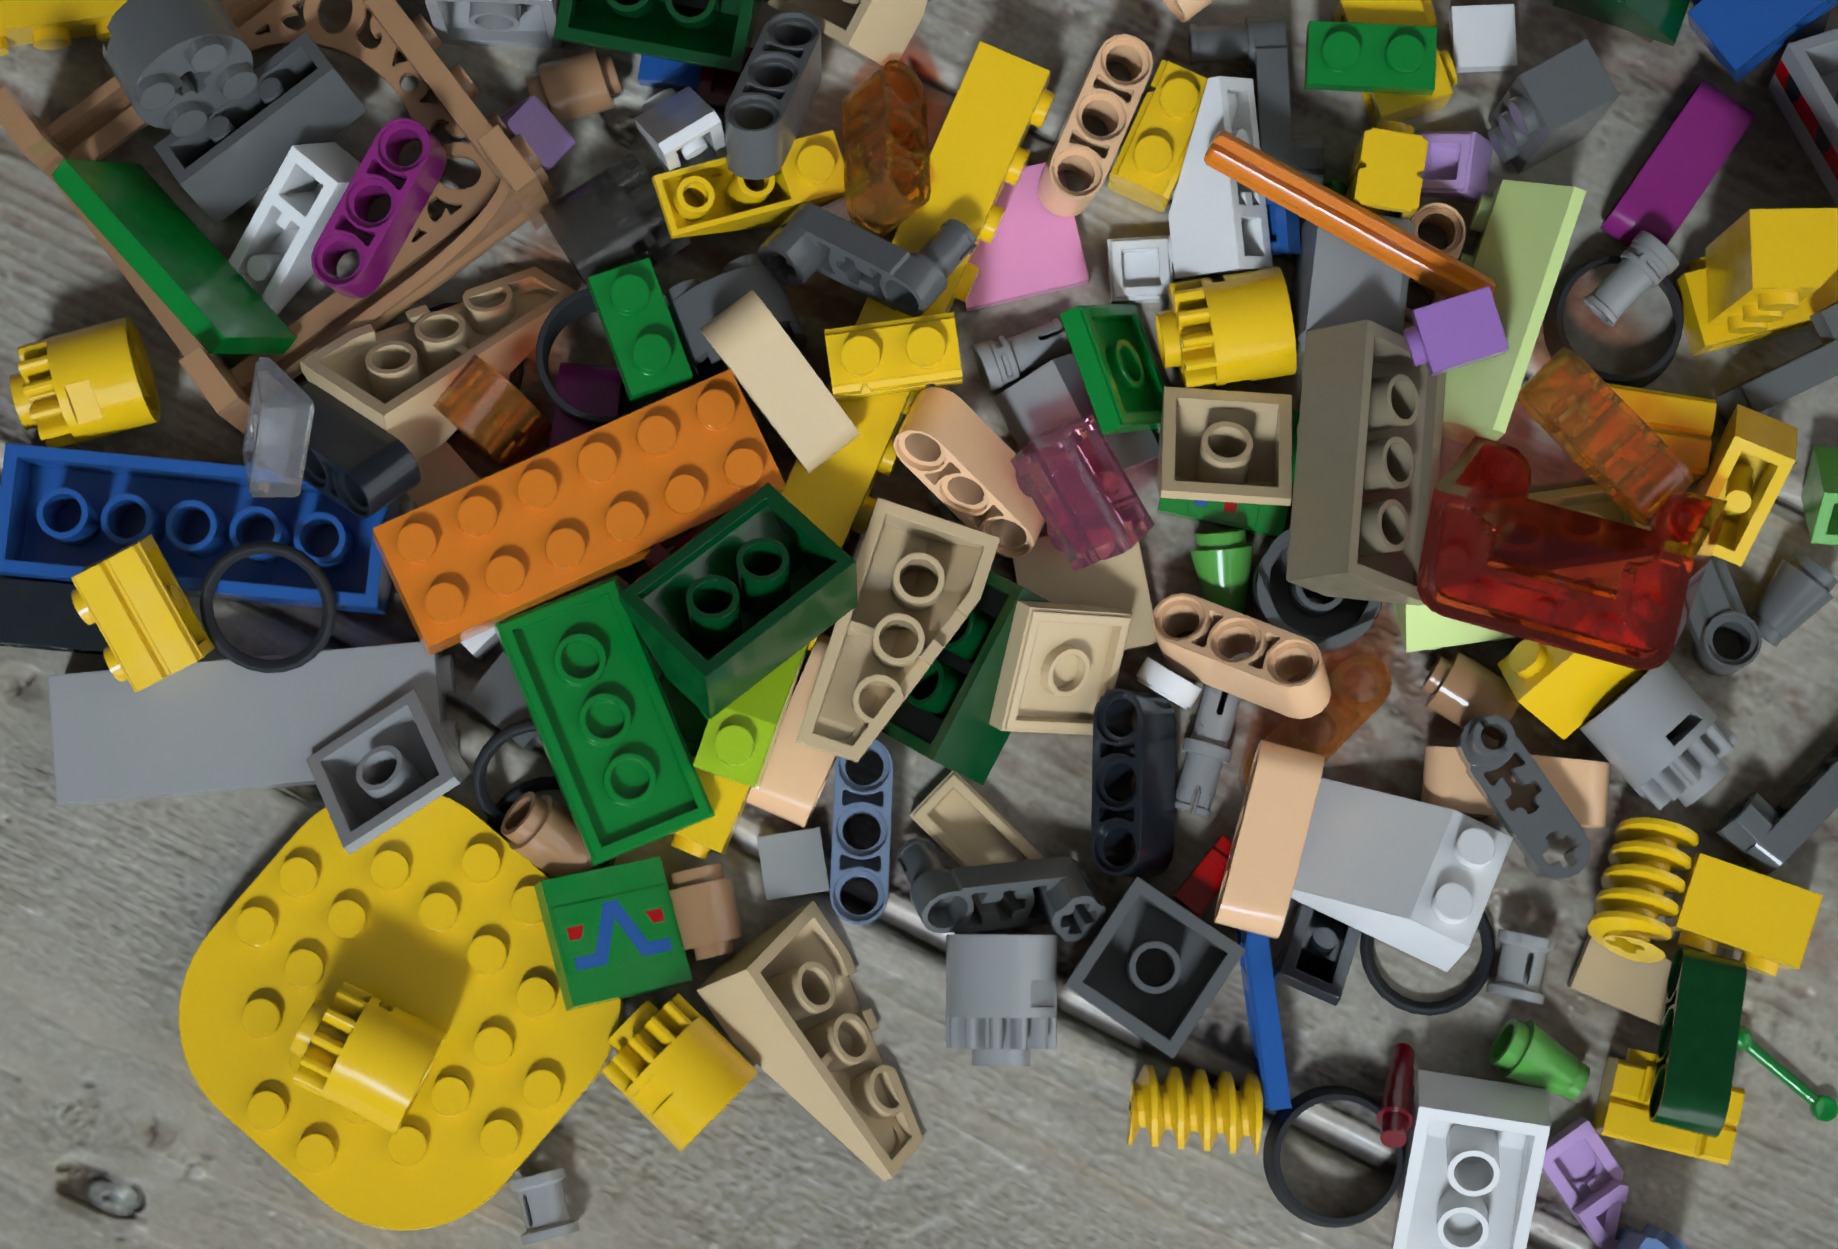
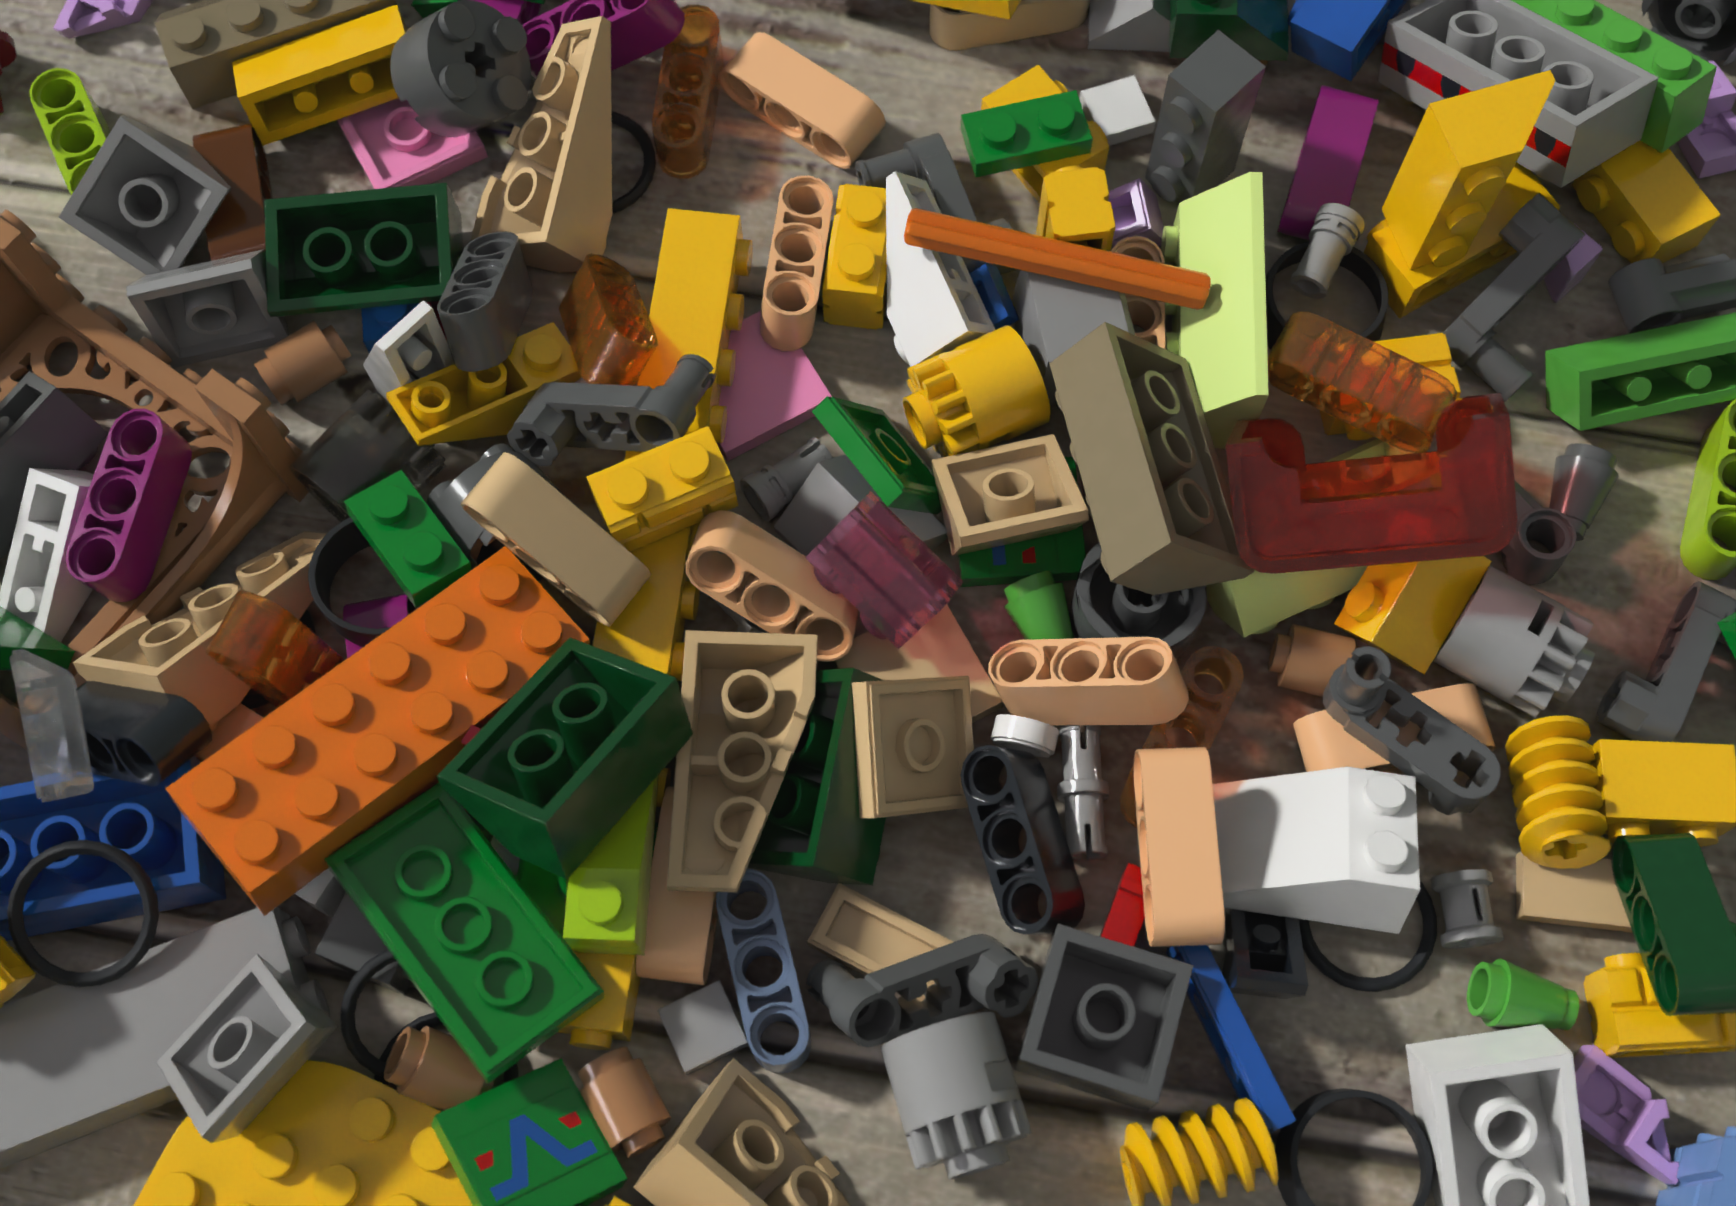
camera: 15 degrees left, 15 degrees down
(539, 129) = (285, 401): medium lavender slope -> none
(1139, 270) = (875, 377): white tile -> none
(1397, 1099) = (1398, 1077): dark red animal -> none
(1456, 332) = (1192, 314): medium lavender brick -> none
(1748, 474) = (1510, 365): yellow brick -> none

